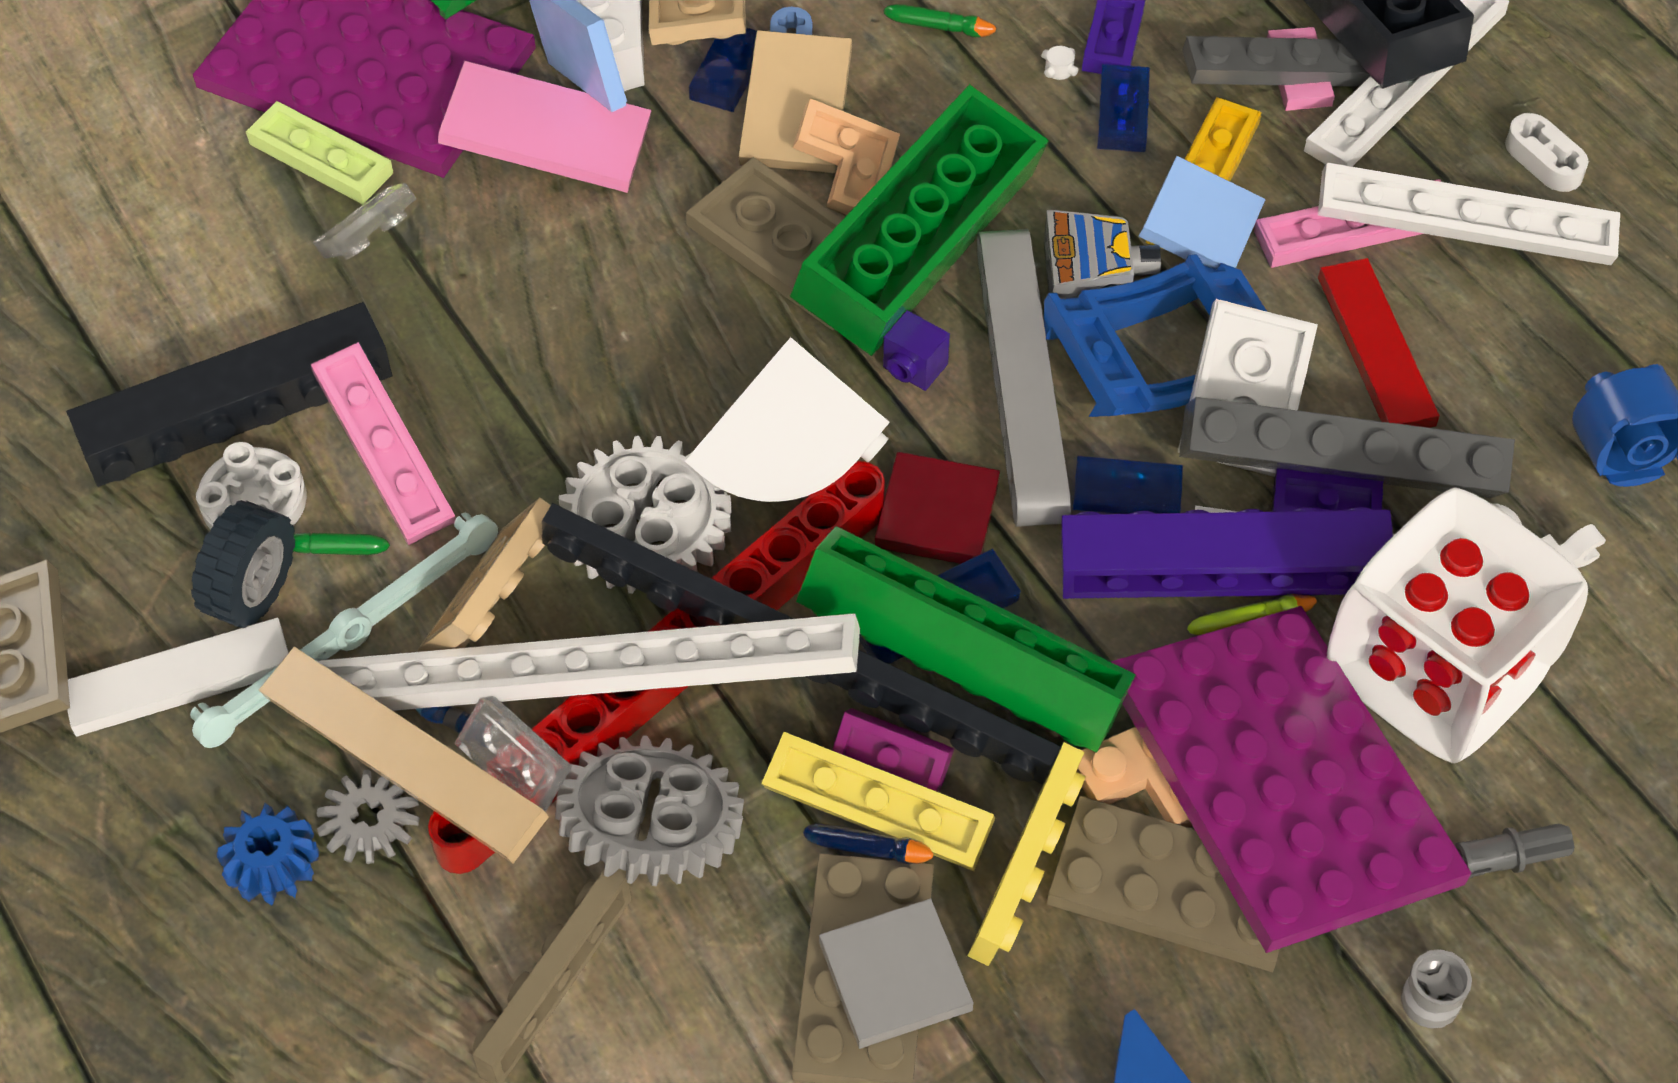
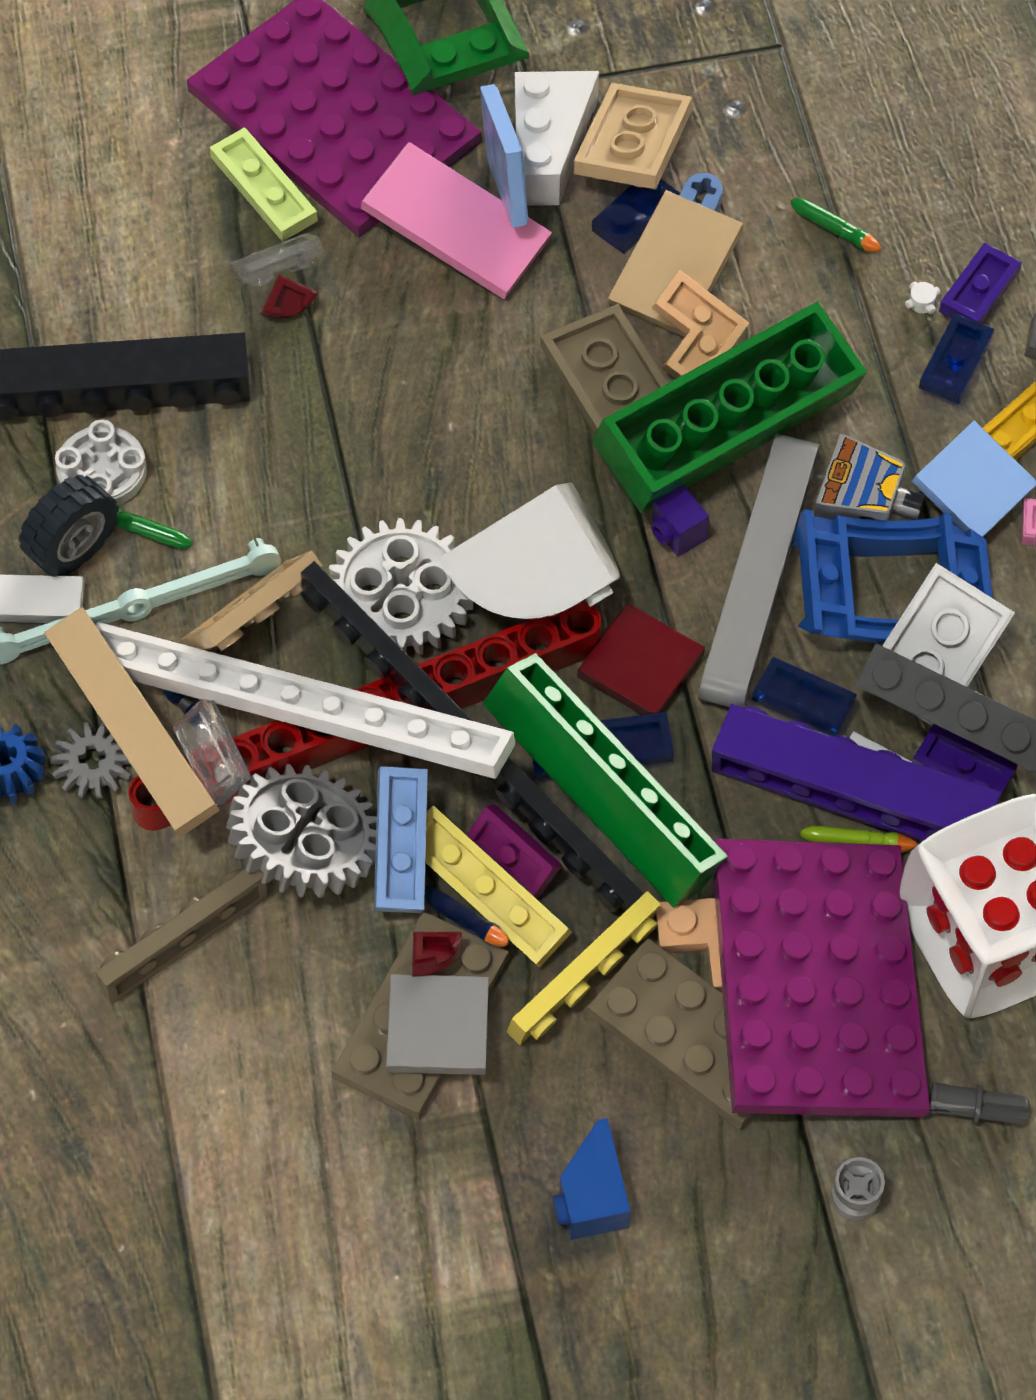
camera: 20 degrees right, 5 degrees up
(383, 443) = (216, 459): bright pink tile -> none
(393, 258) = (287, 298): none -> dark red tile
(765, 781) = (400, 840): none -> light blue plate
(856, 891) = (434, 951): none -> dark red tile

